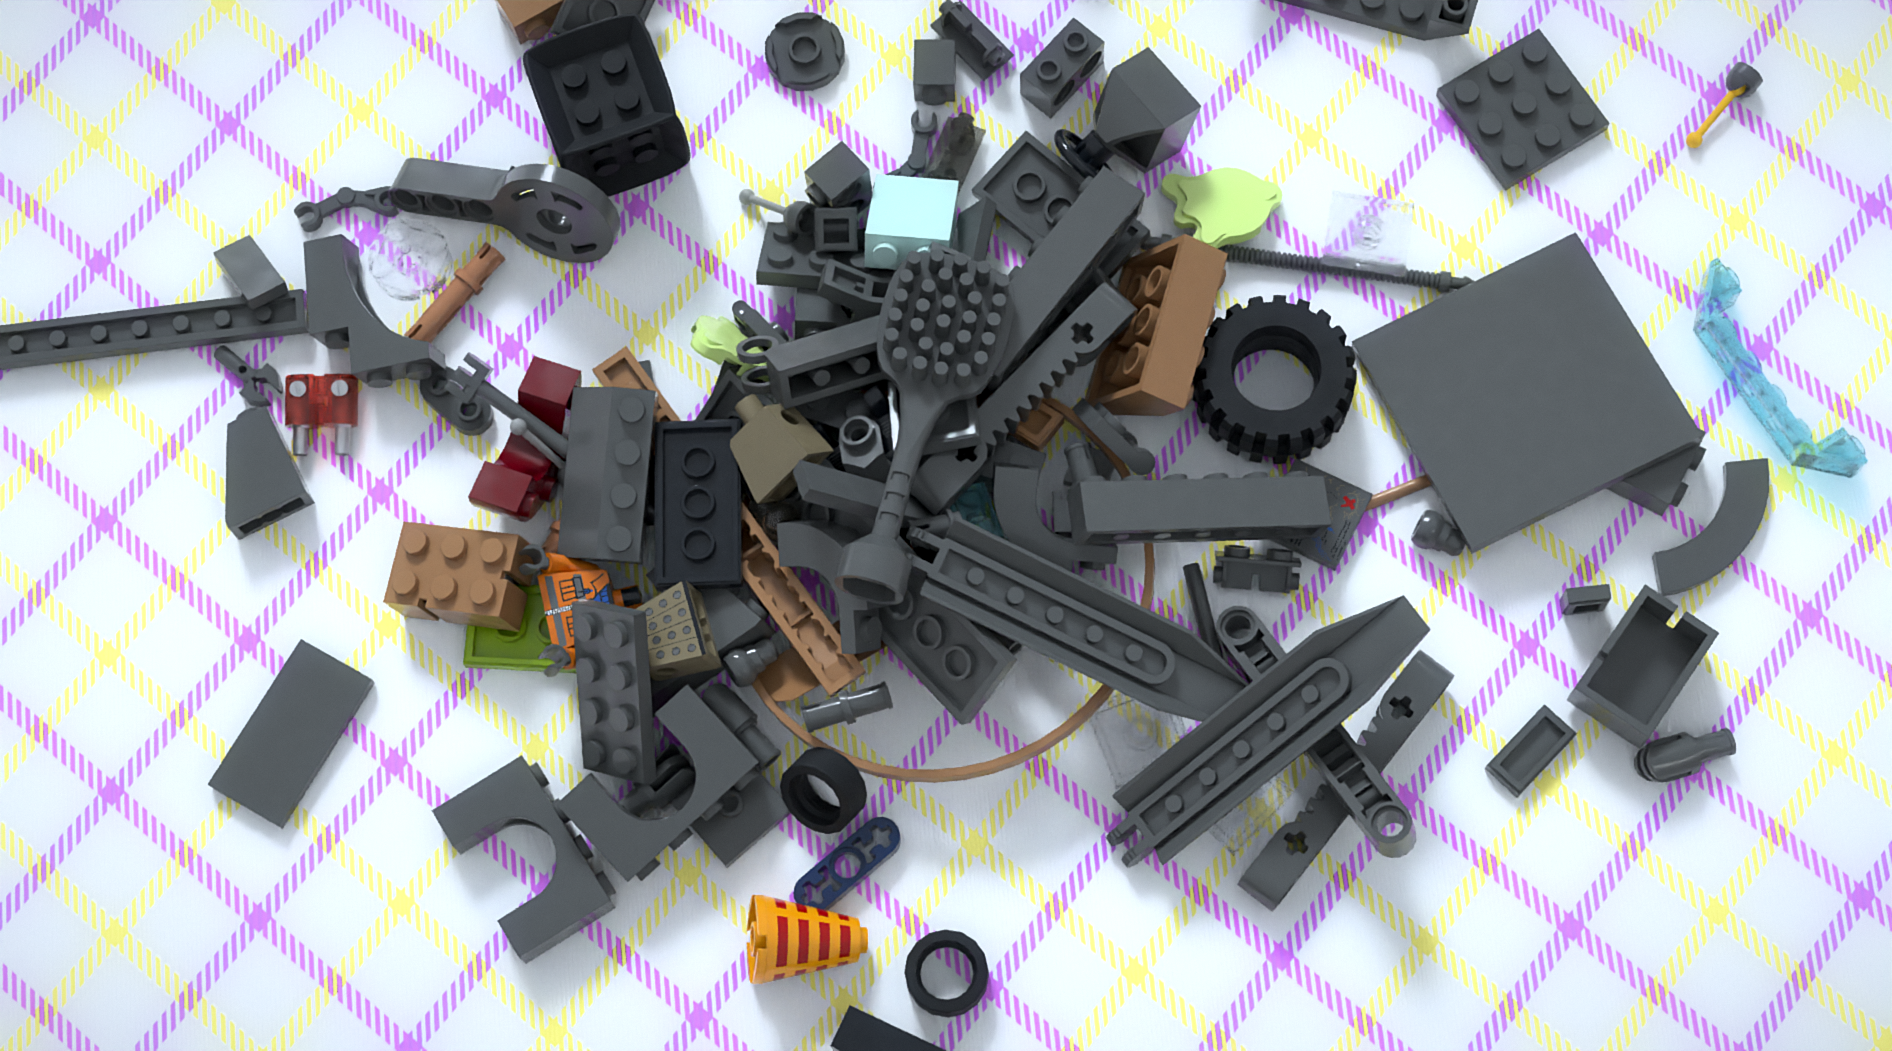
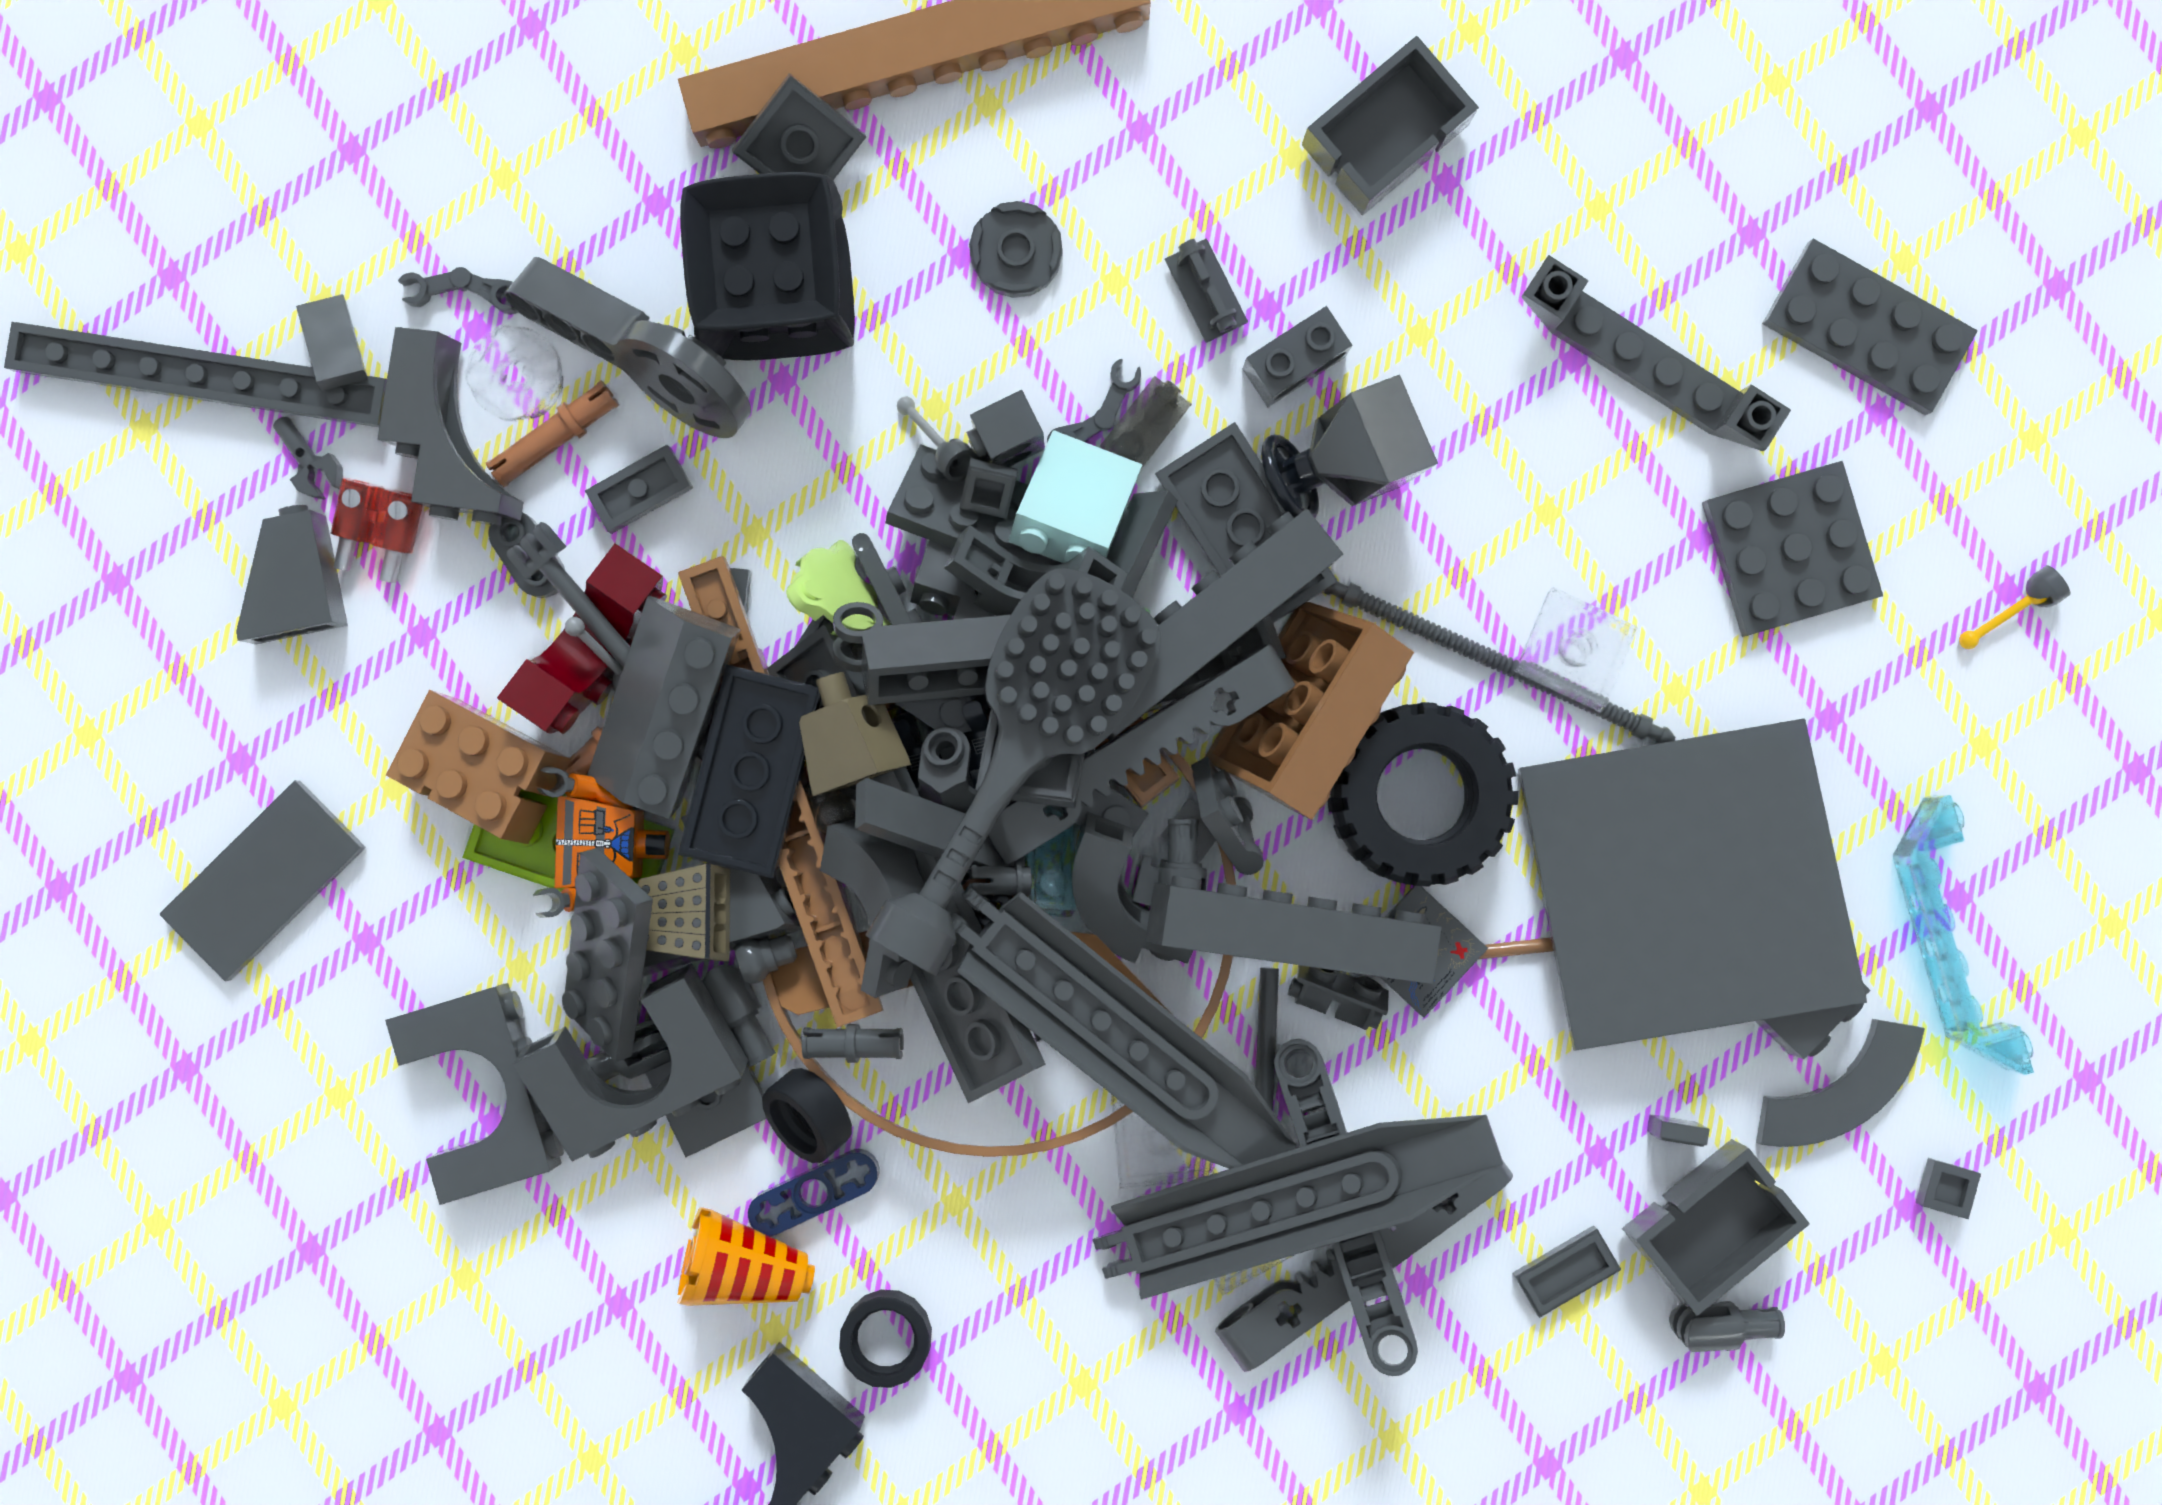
camera: 10 degrees right, 15 degrees up
(539, 320) = (639, 489): none -> dark grey plate
(934, 71) = (1153, 319): dark grey brick -> none
(1222, 204) = (1426, 570): yellowish green tile -> none
(1437, 534) = (1540, 1008): dark grey piece -> none
(1835, 585) = (1948, 1188): none -> dark grey plate

